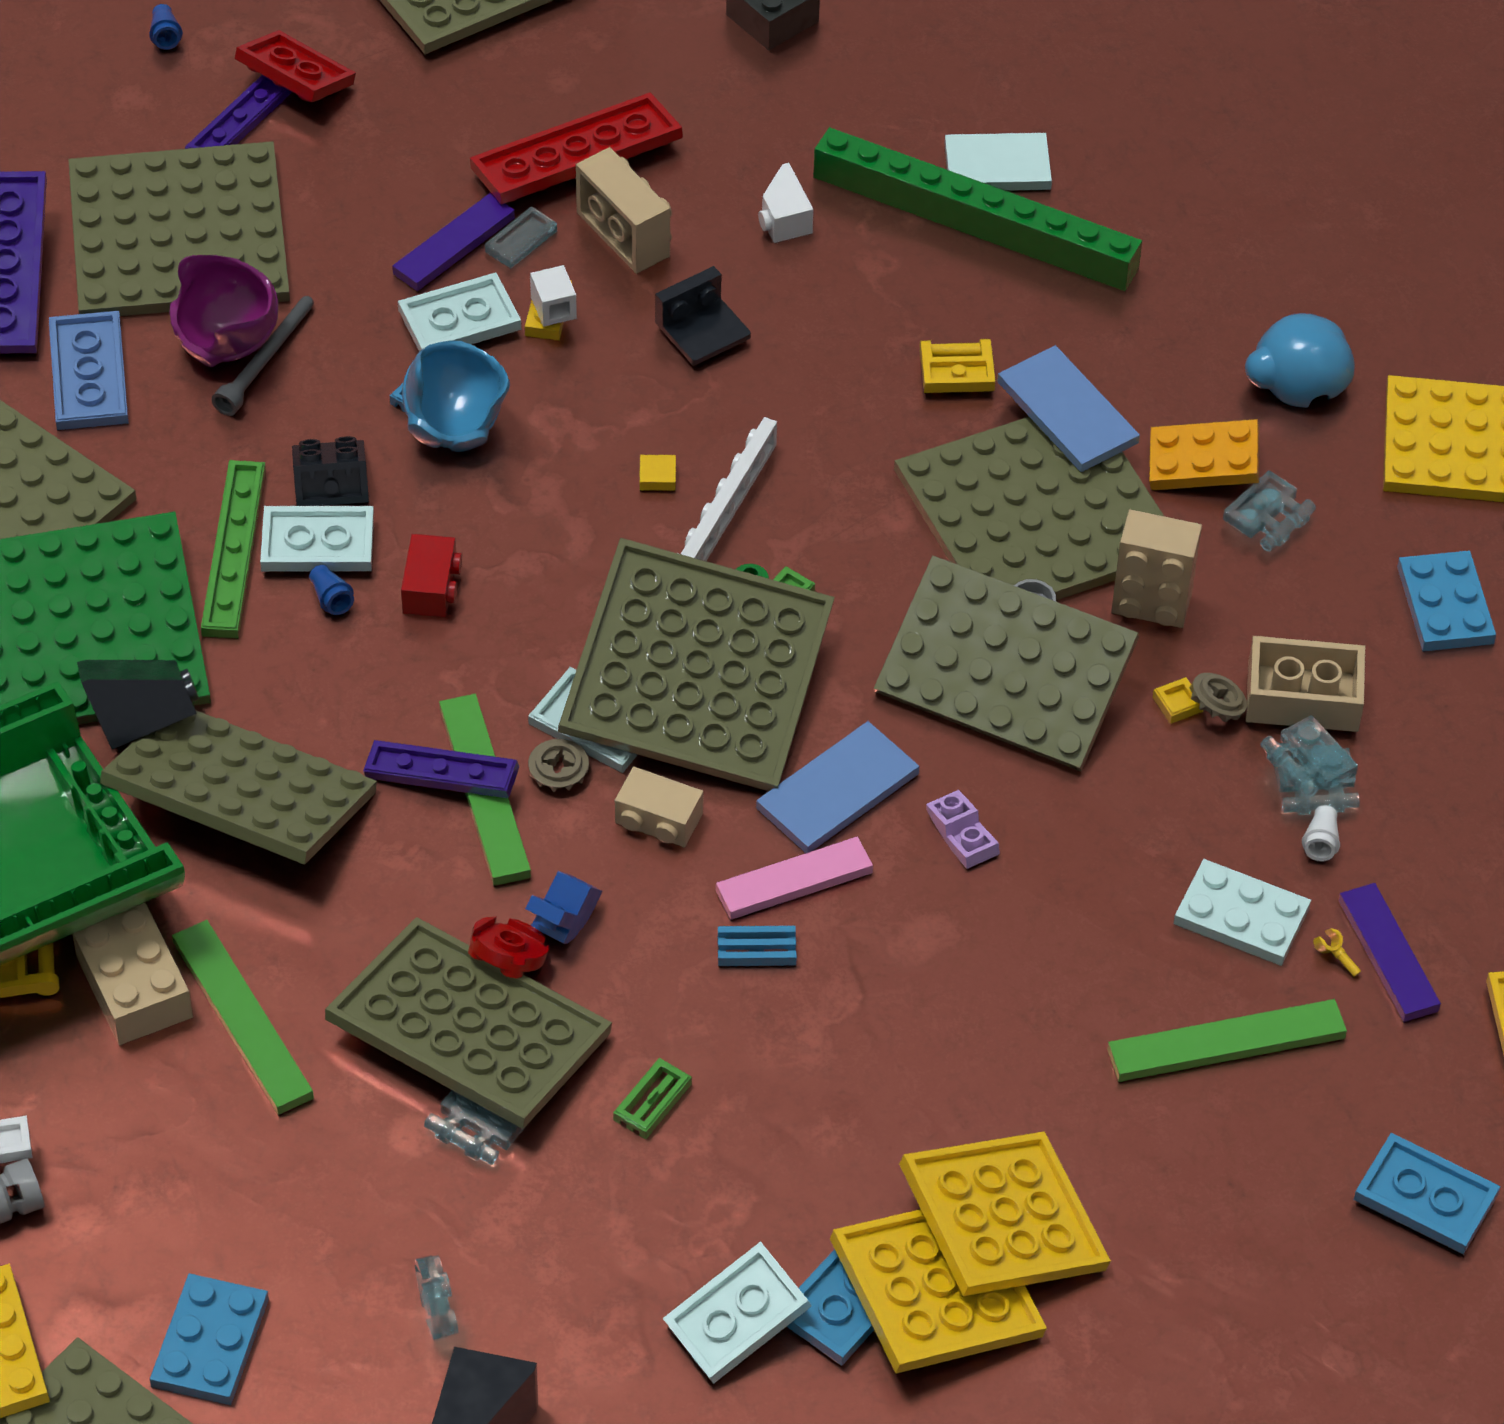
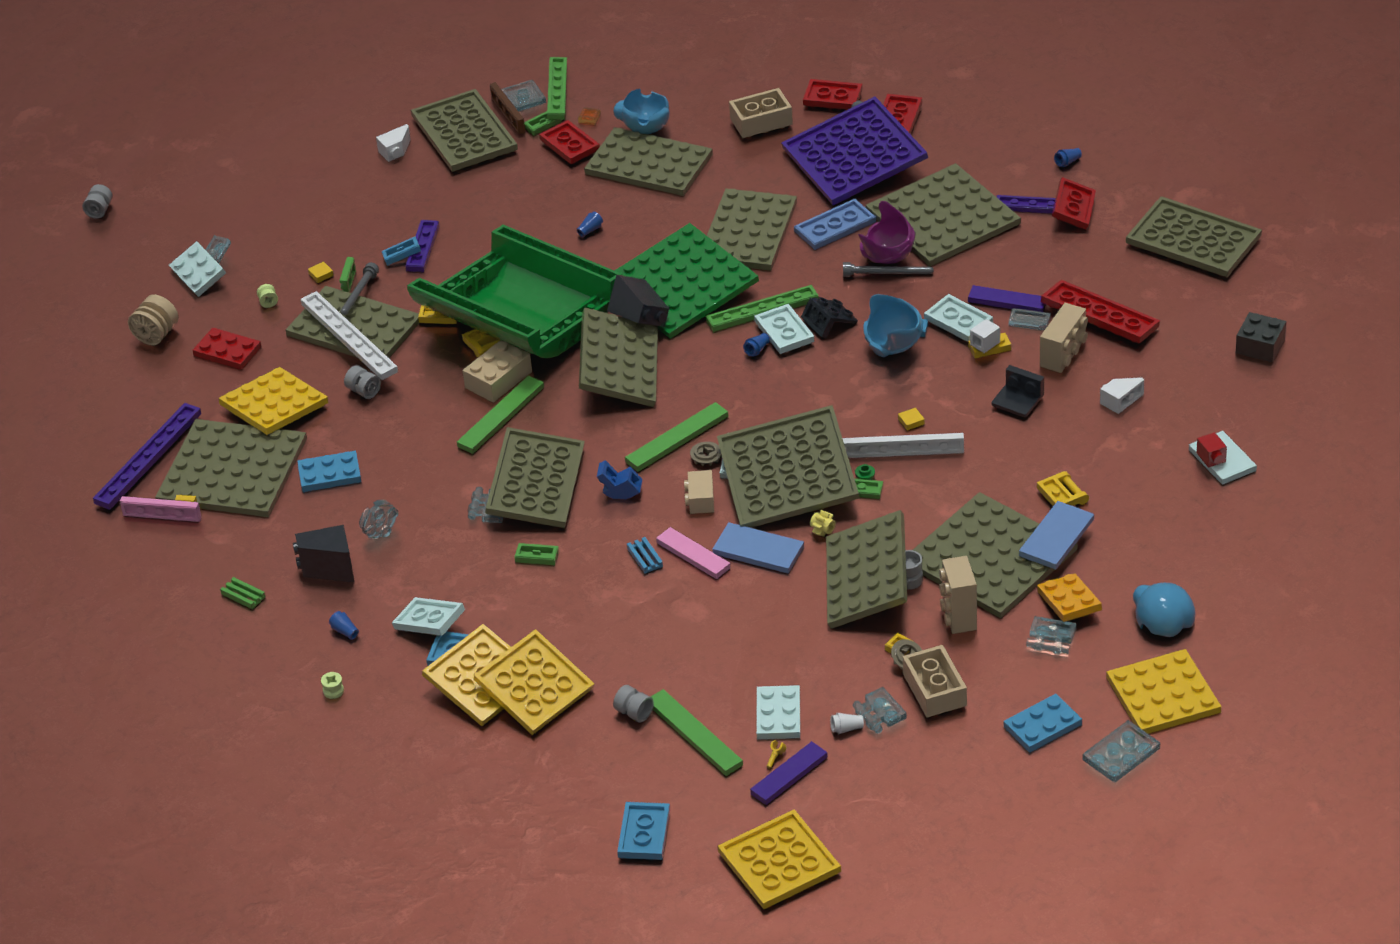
camera: 70 degrees right, 10 degrees down
(429, 575) = (786, 369): red brick -> none
(441, 769) = (674, 416): dark purple tile -> none
(509, 946) = (577, 477): red plate -> none
(847, 678) = (822, 523): none -> light yellow gear
(960, 828) = (762, 597): lavender slope -> none
(977, 209) = (1175, 459): green brick -> none
(998, 159) = (1211, 449): none -> red brick
(1134, 1091) = (633, 703): none -> light grey wheel
(1316, 750) = (891, 697): clear light blue plate -> none

